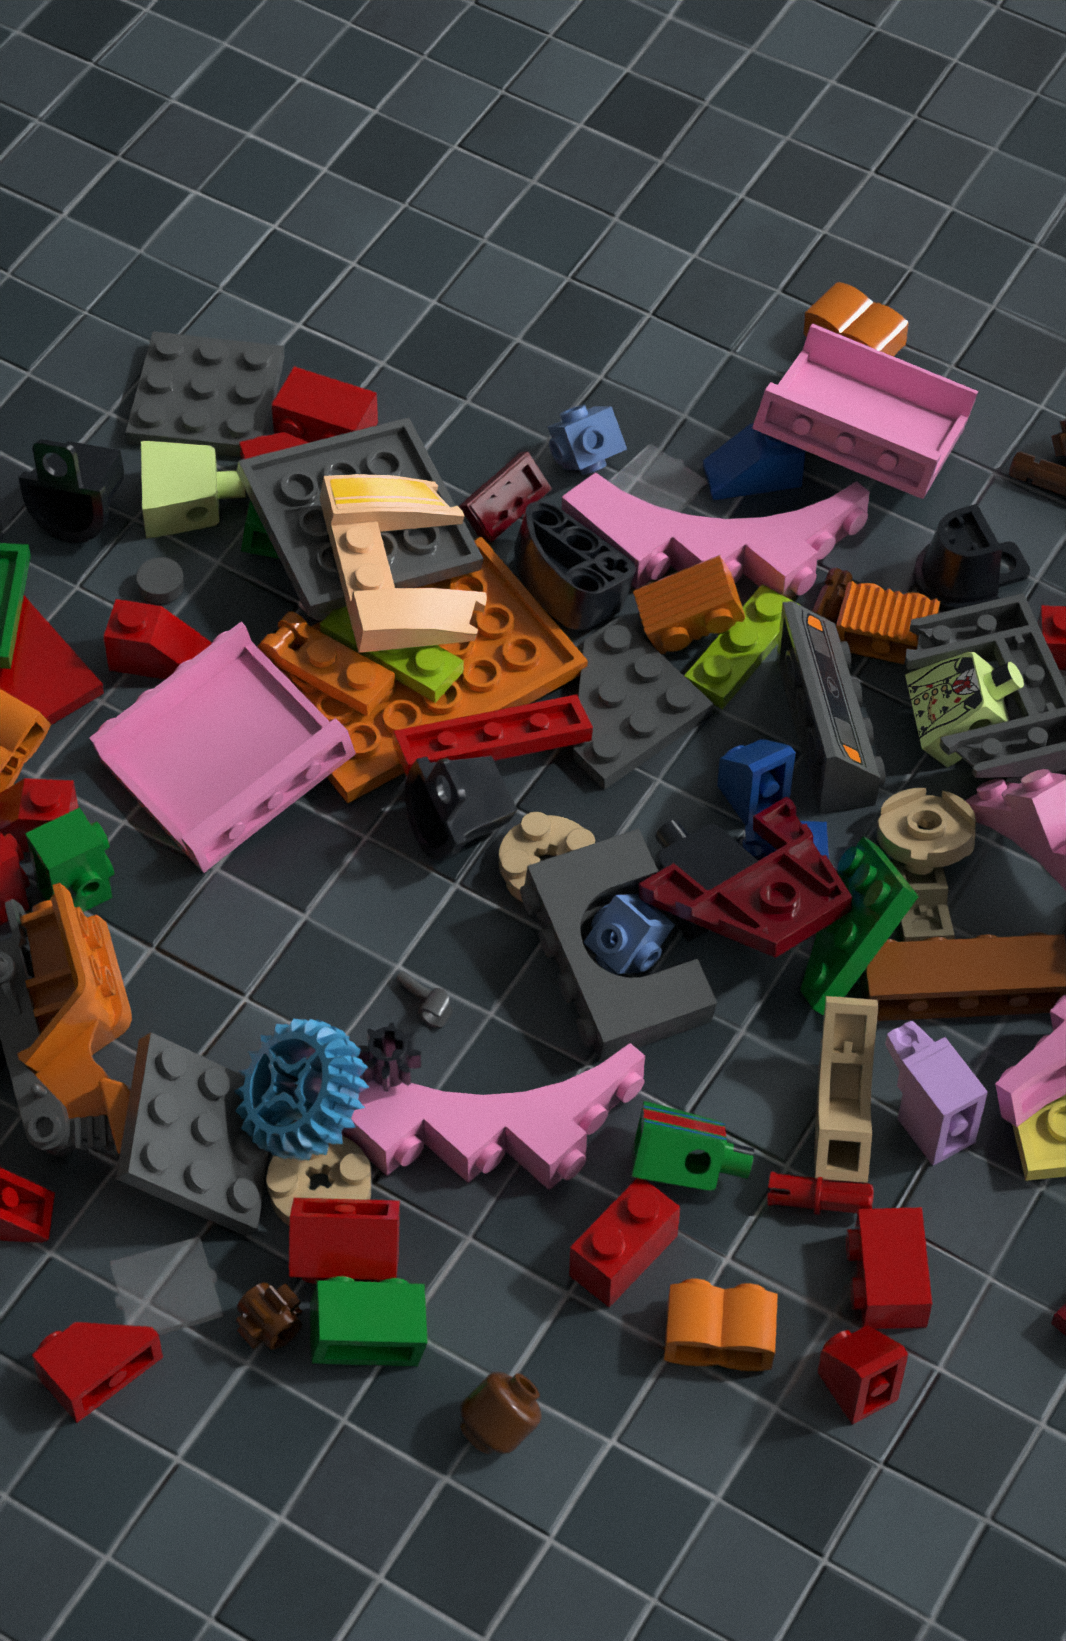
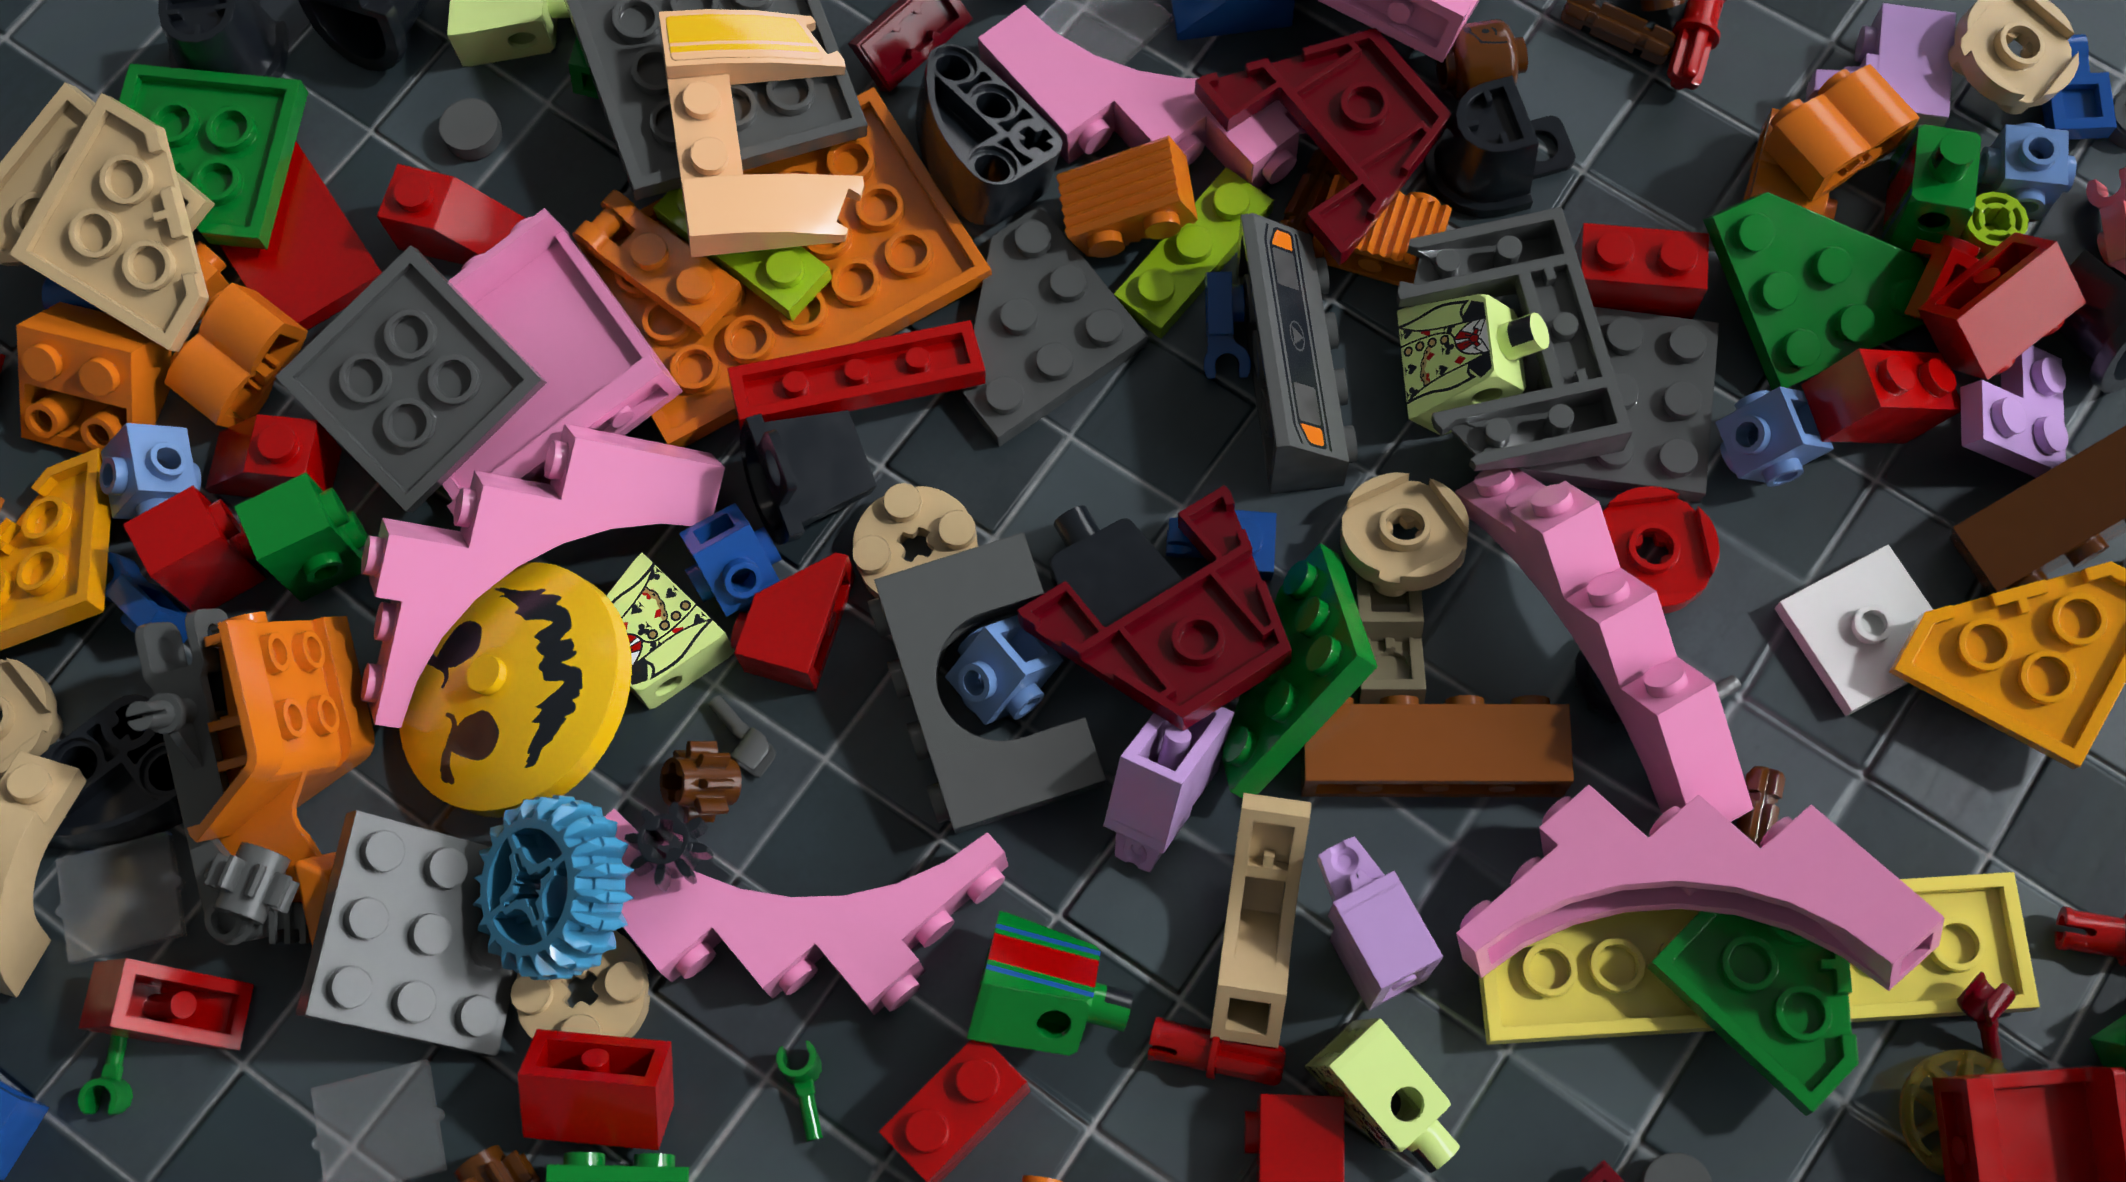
camera: 10 degrees right, 15 degrees up
(71, 1090) = (251, 883): none -> dark grey gear
(145, 748) = (411, 379): none -> dark grey plate
(231, 840) = (505, 521): none -> bright pink arch
(246, 961) = (520, 693): none -> yellow dish
(348, 930) = (666, 632): none -> yellowish green torso
(405, 1014) = (701, 780): none -> reddish brown gear
(408, 869) = (730, 559): none -> blue brick
(459, 914) = (795, 623): none -> red slope
(499, 1233) = (804, 1088): none -> green hand
(756, 776) = (1190, 450): blue slope -> none
(758, 1002) = (1160, 783): none -> lavender hinge
(770, 680) = (1222, 307): none -> blue plate
(861, 532) = (1359, 110): none -> dark red wing
(948, 493) = (1480, 55): none -> reddish brown head
(954, 1203) = (1367, 1069): none -> yellowish green torso

